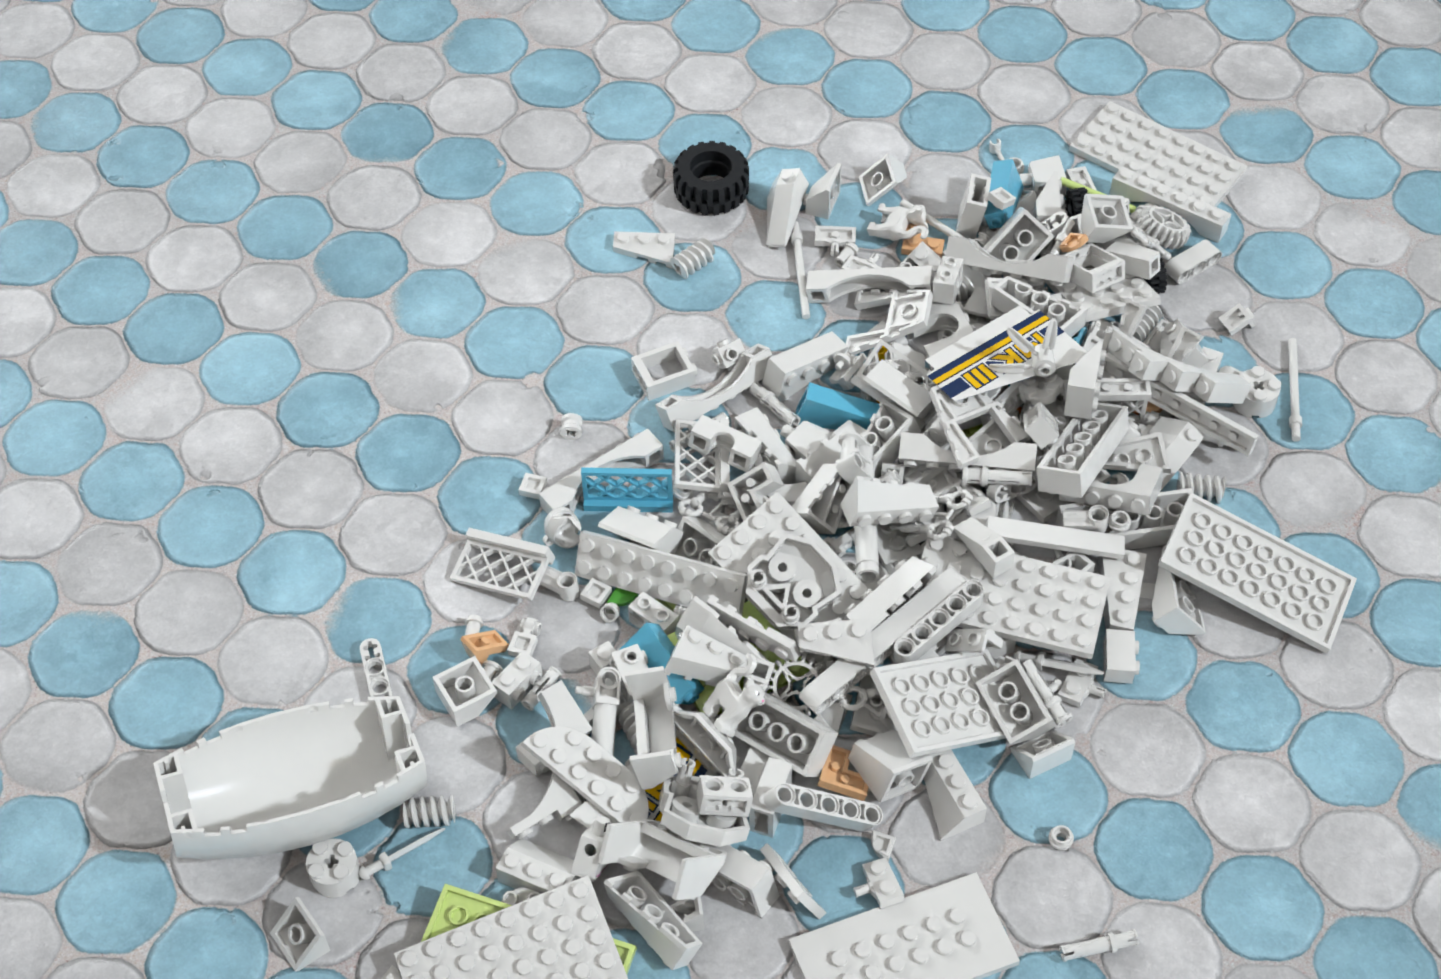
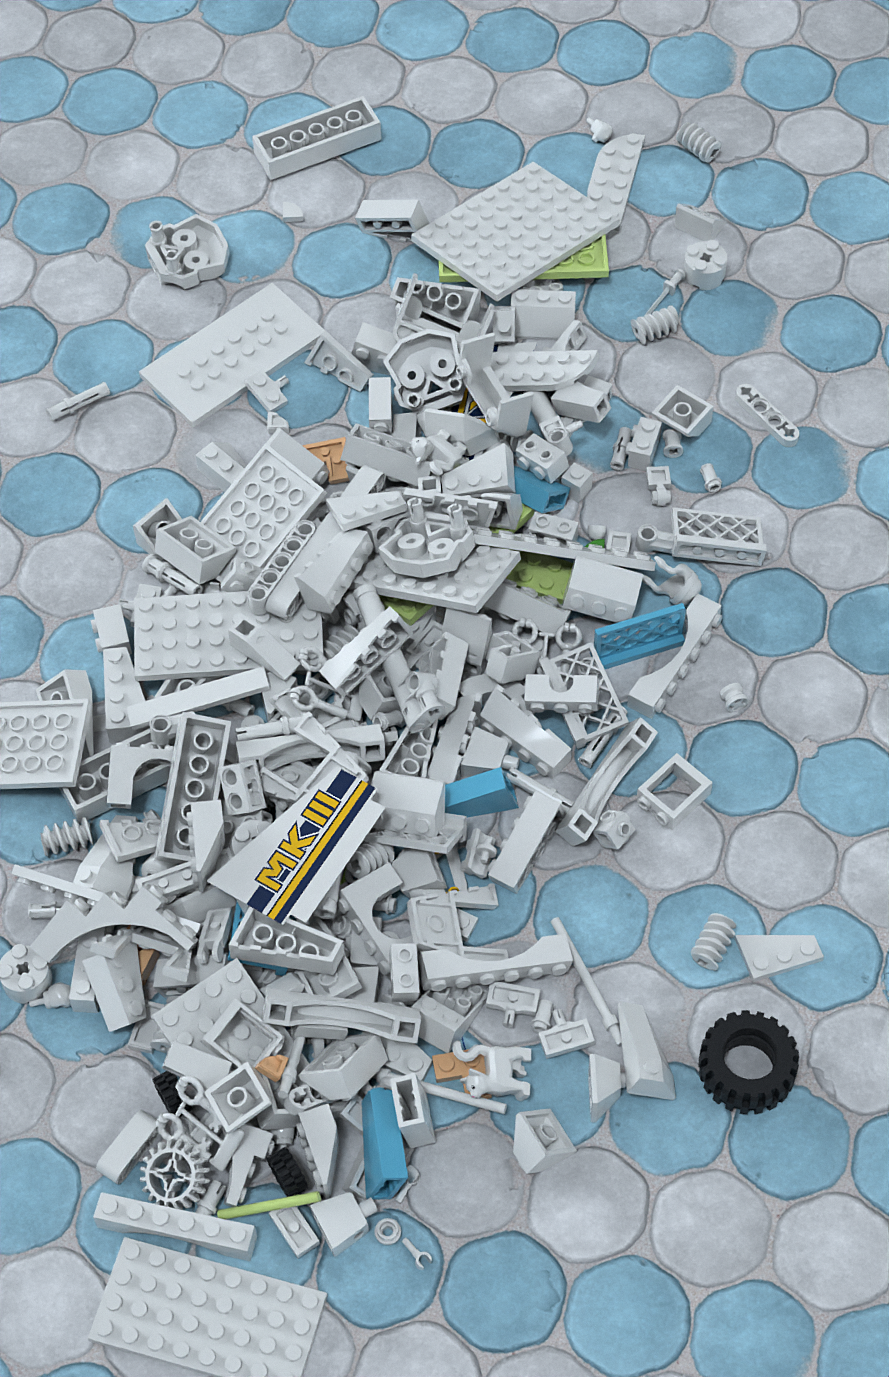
camera: 160 degrees right, 5 degrees up
(290, 779) = (764, 269): white windscreen -> none
(483, 644) = (690, 459): light nougat slope -> none
(532, 485) = (736, 625): white plate -> none
(724, 796) = (411, 368): white brick -> none
(813, 809) = (331, 404): white beam -> none
(1001, 198) = (376, 1095): white plate -> none
(1041, 354) = (257, 834): white plant -> none
(1061, 831) = (125, 468): white plate -> none
(1123, 518) = (137, 735): white plate -> none
(1237, 318) = (60, 1076): white bracket -> none

